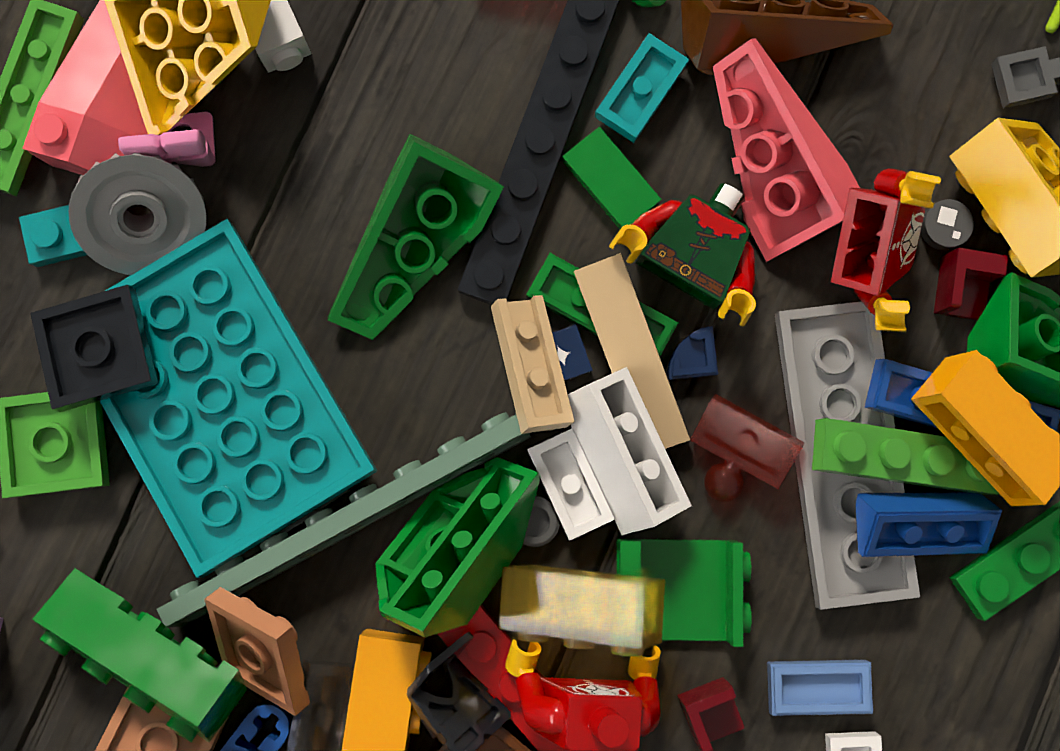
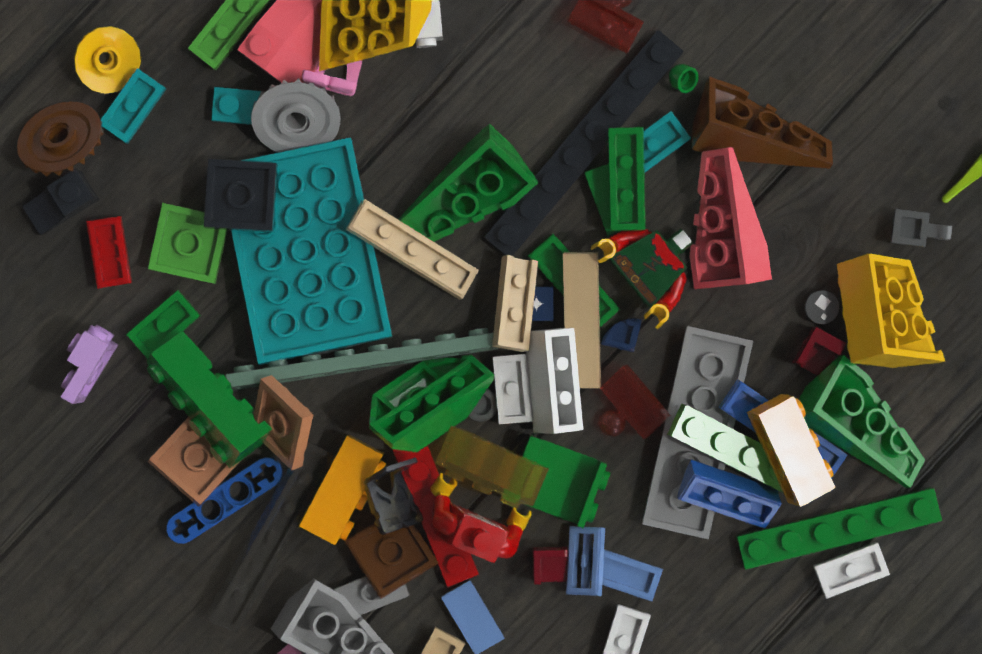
camera: 25 degrees right, 5 degrees up
(58, 551) = (163, 323): none -> green plate
(362, 340) = (412, 249): none -> tan tile
(624, 137) = (627, 178): none -> green plate
(779, 687) = (597, 565): none -> medium blue tile
(881, 241) = (764, 307): red torso -> none

